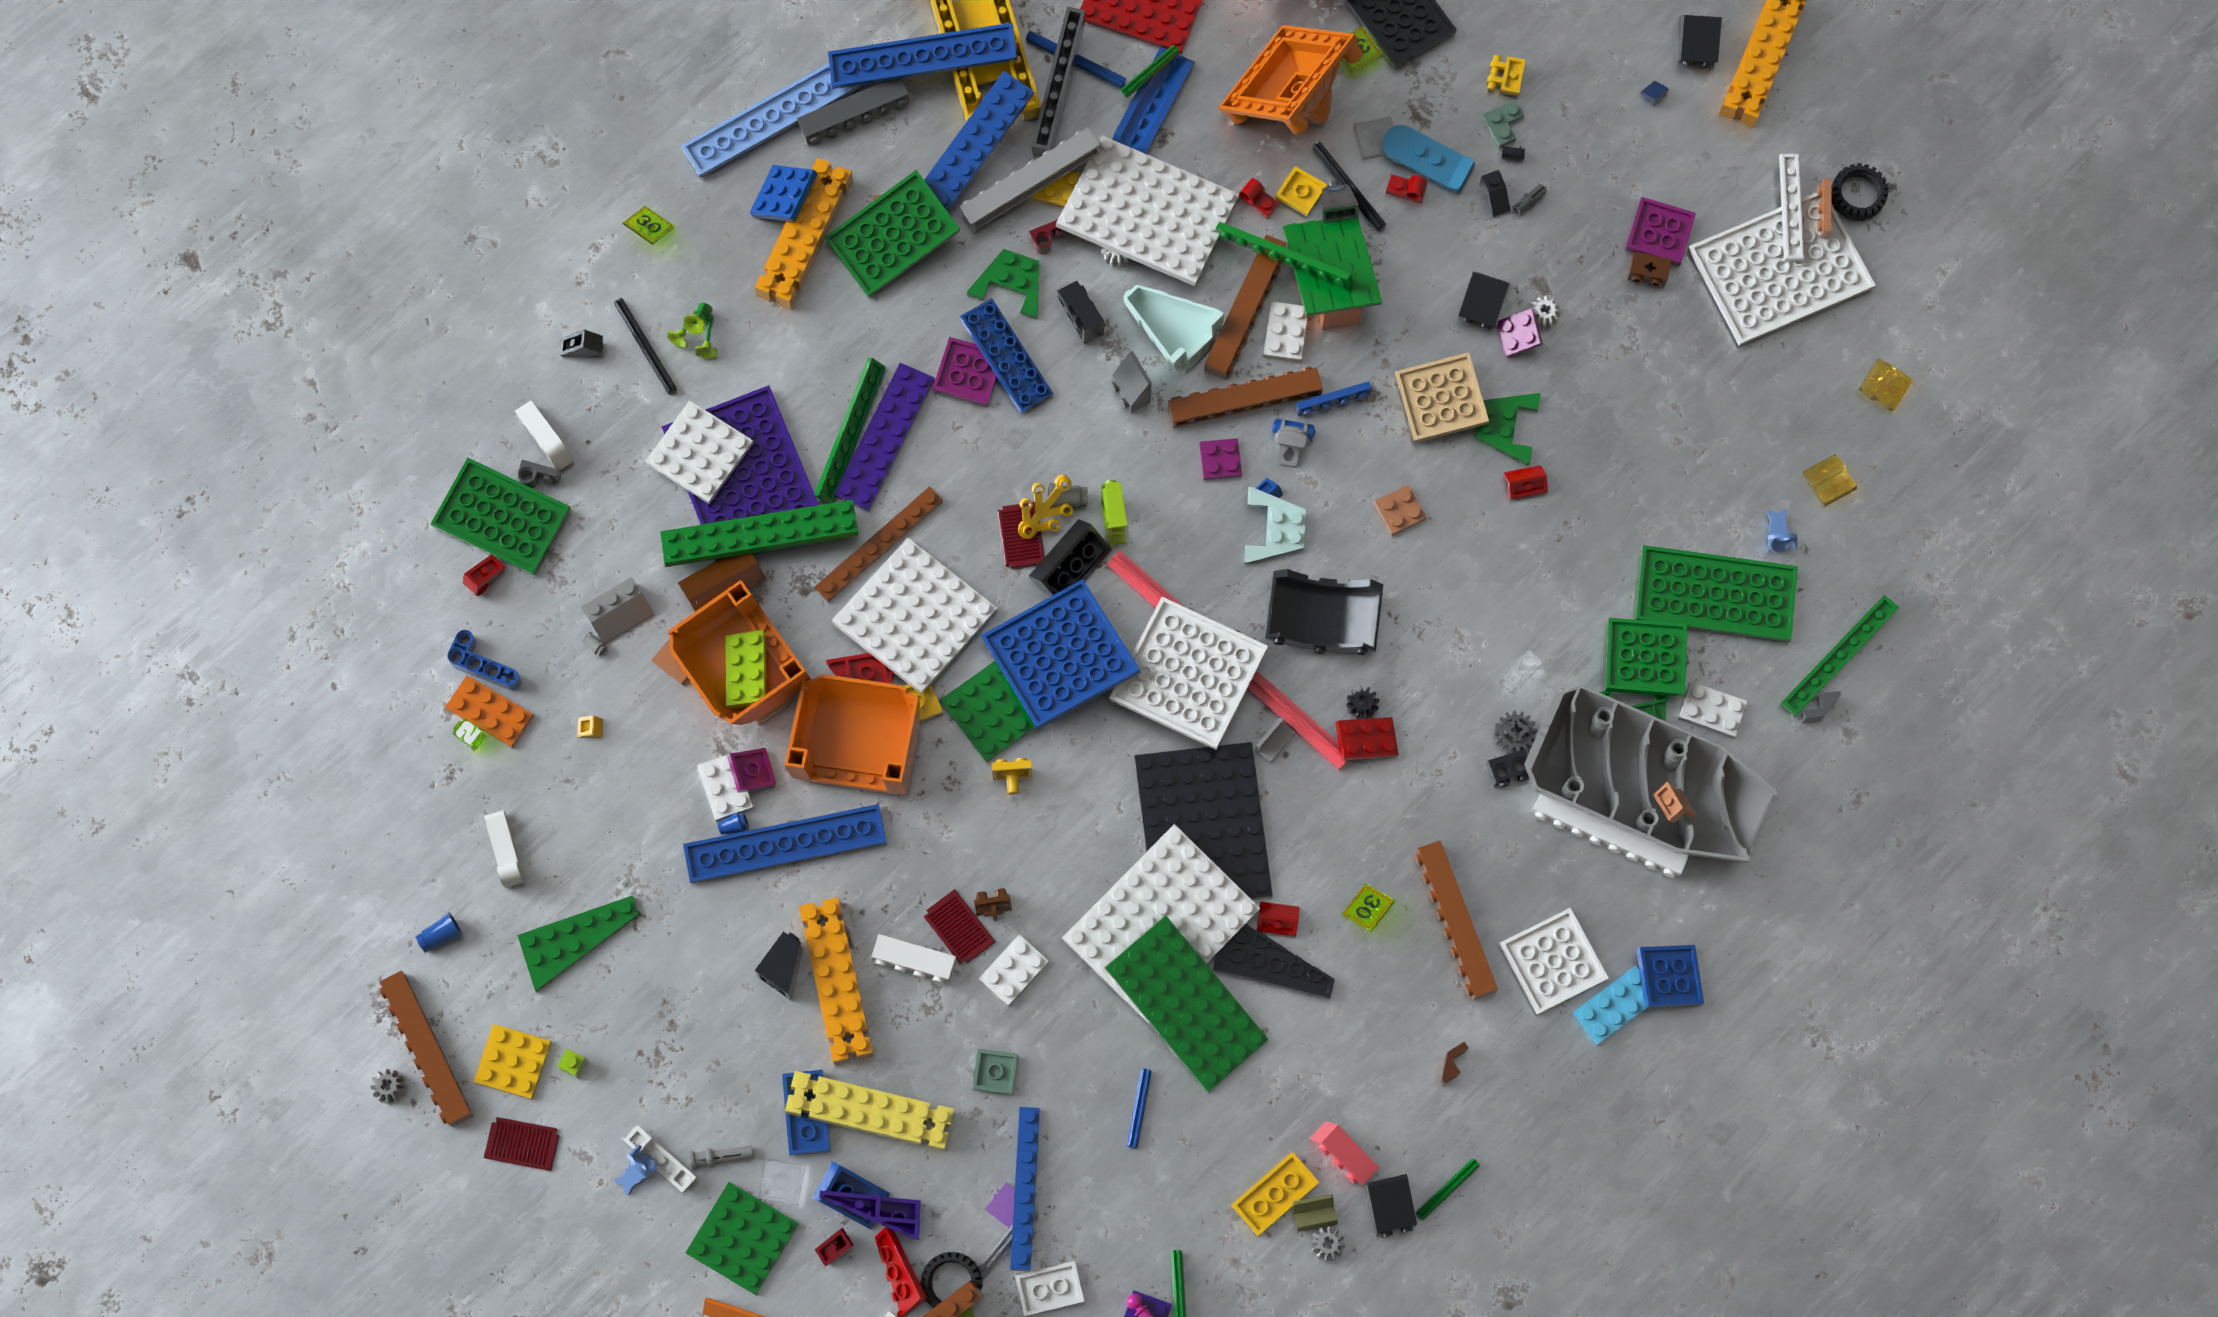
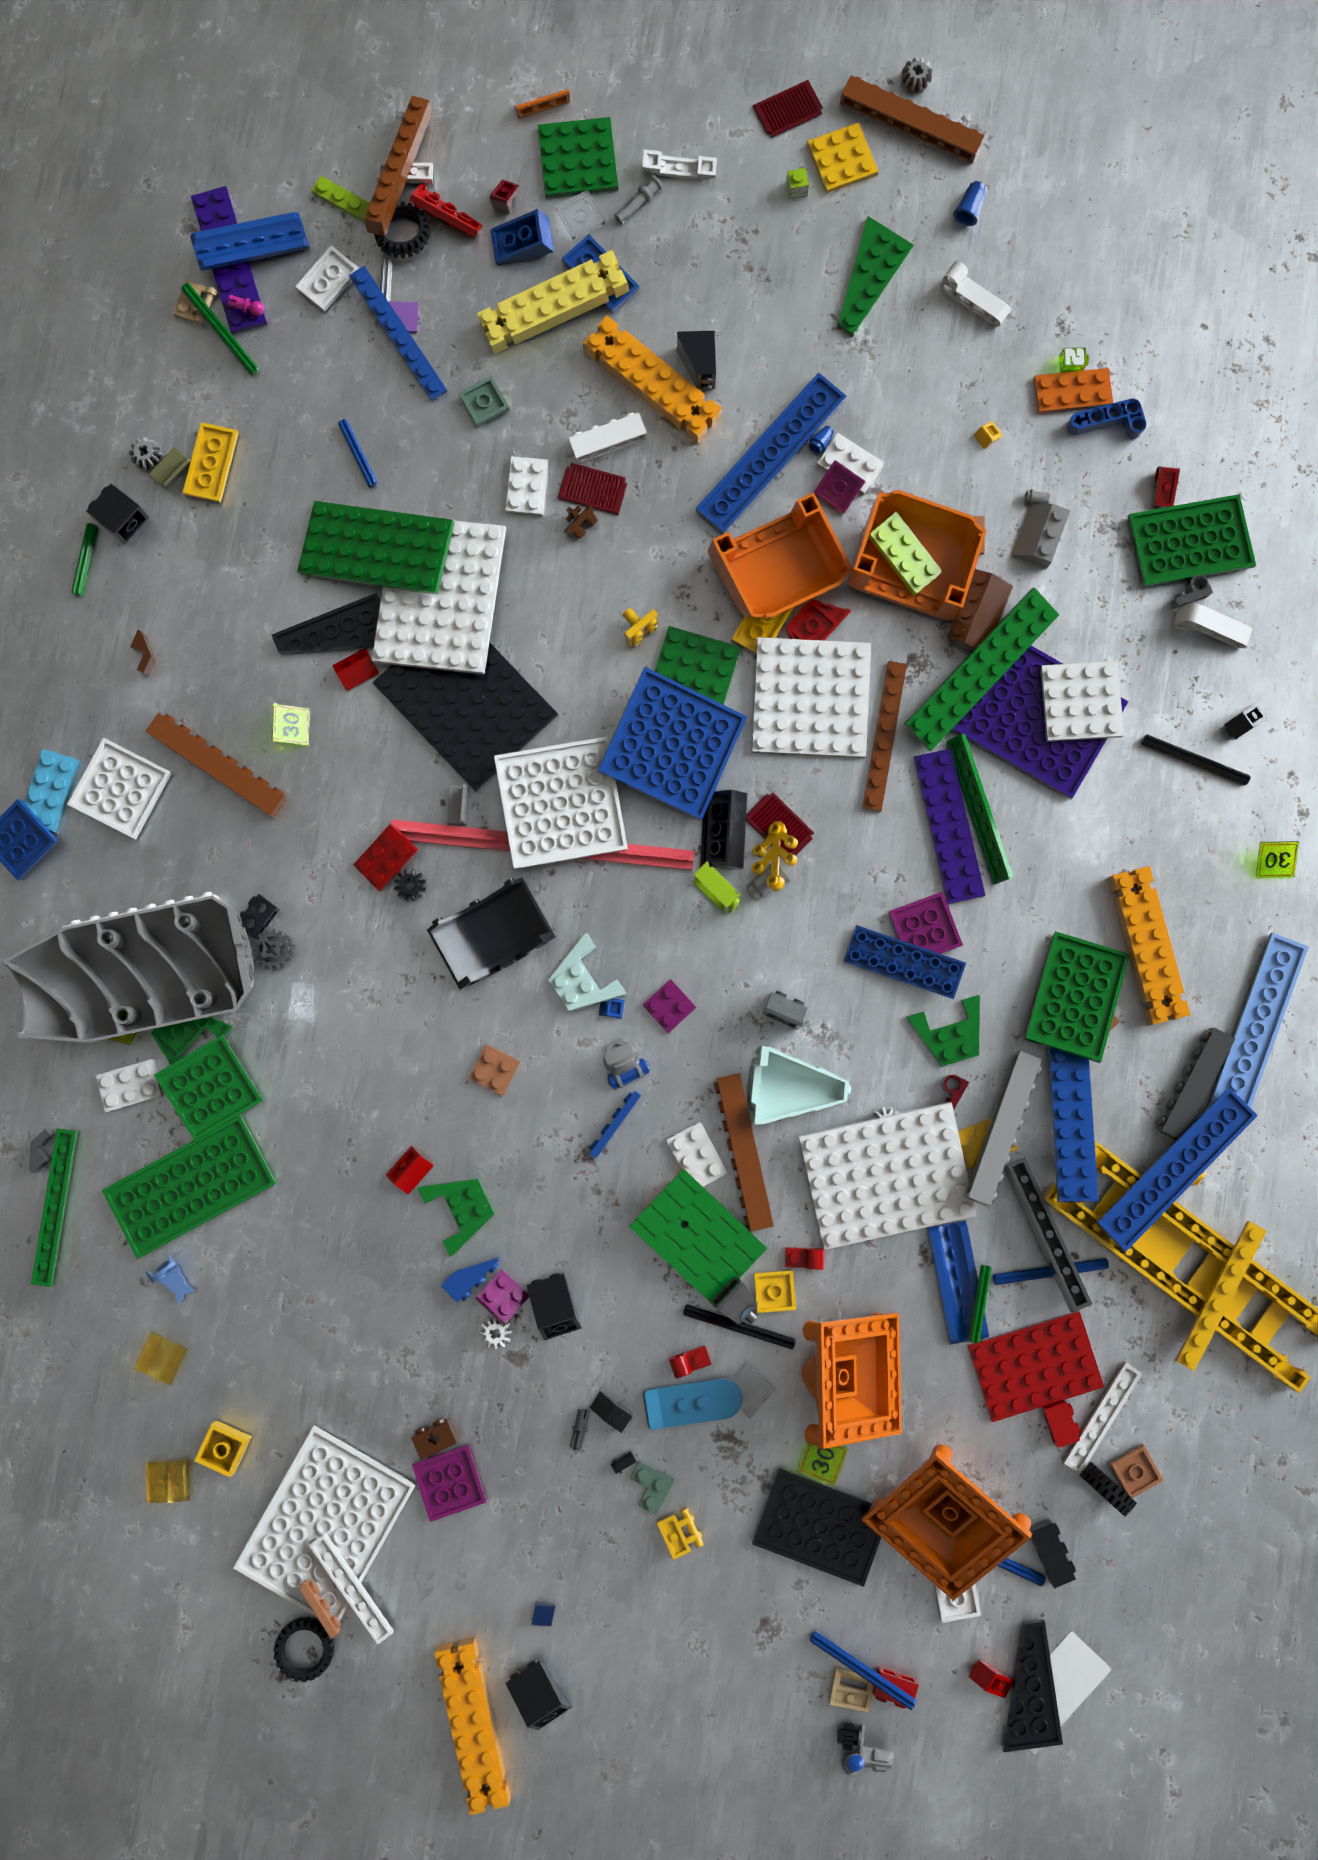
camera: 145 degrees right, 10 degrees up
(641, 1168) = (689, 145): medium blue hair -> none
(695, 324) = (1172, 817): lime plant -> none
(783, 193) = (1192, 965): blue plate -> none
(893, 1213) = (482, 243): dark purple wedge -> none
(1081, 312) = (874, 1046): black wedge -> none
(1244, 397) = (687, 1071): dark orange brick -> none
(1289, 257) = (733, 1213): green plate -> none
(1344, 1153) = (179, 525): coral wedge -> none
(1441, 397) = (527, 1190): tan plate -> none
(1537, 367) = (464, 1279): none -> blue slope
(1673, 802) = (97, 969): nougat panel -> none
(1823, 375) = (223, 1448): none -> yellow brick

